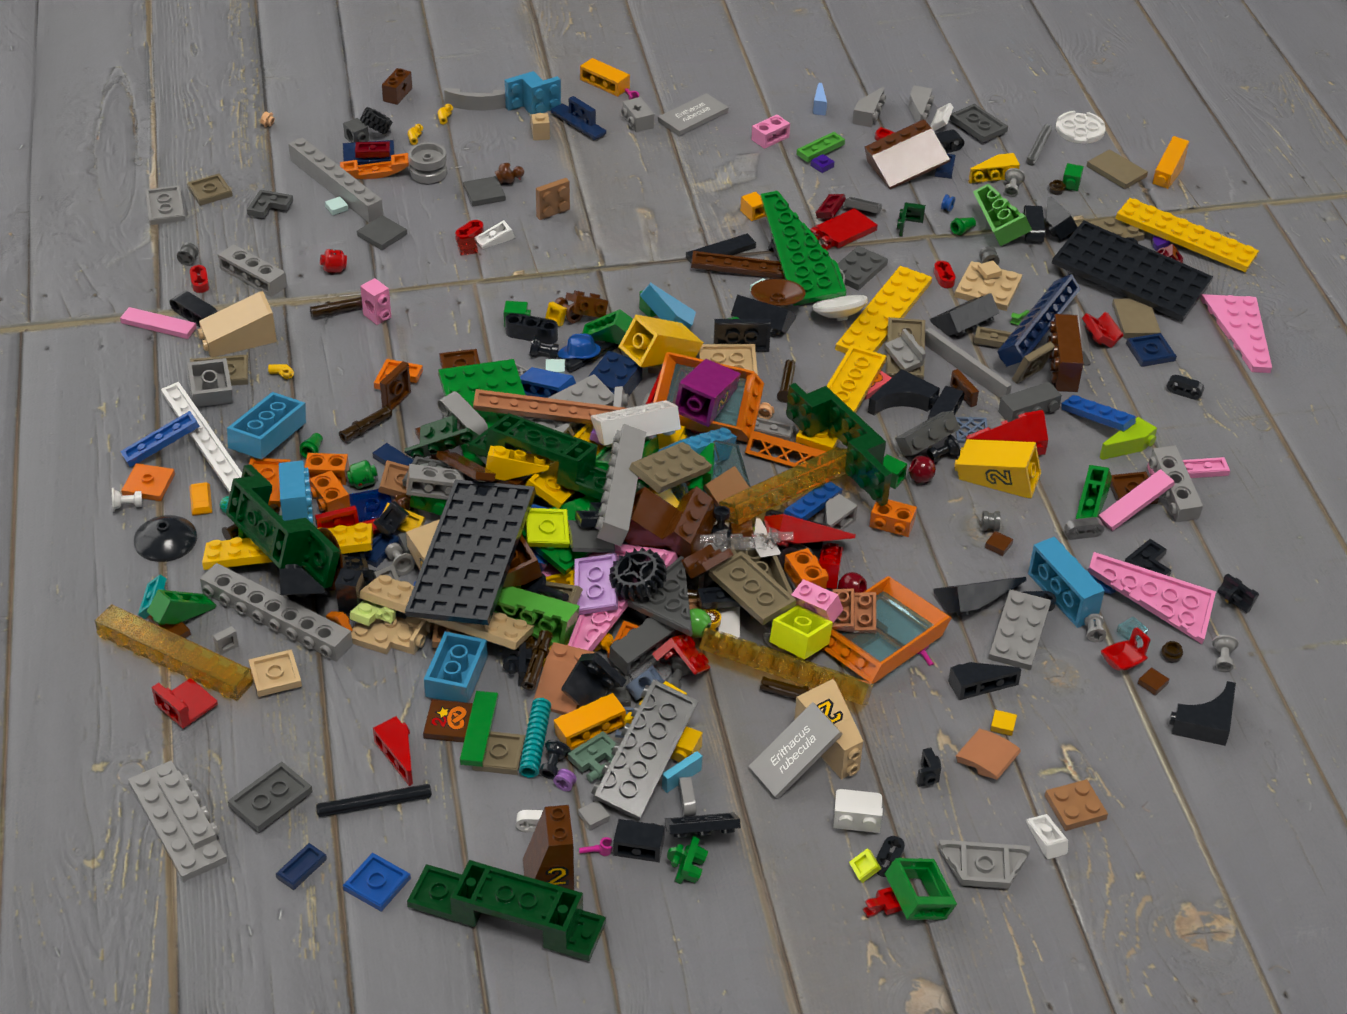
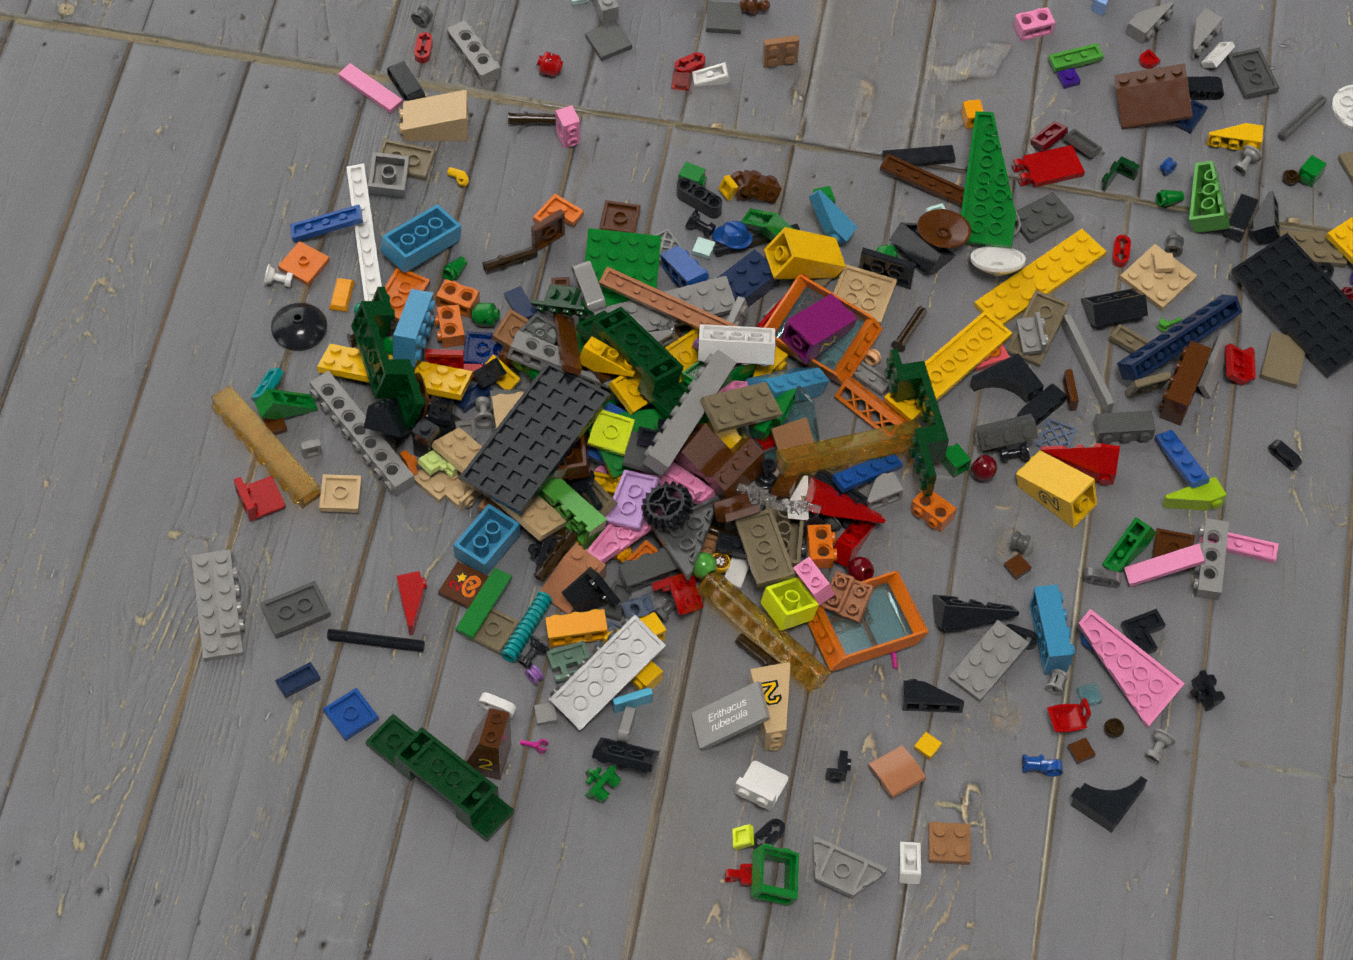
camera: 20 degrees right, 15 degrees up
(638, 840) = (570, 750): black brick -> none
(1122, 703) = (1037, 763): none -> blue connector
(1151, 350) = (1278, 401): dark blue tile -> none

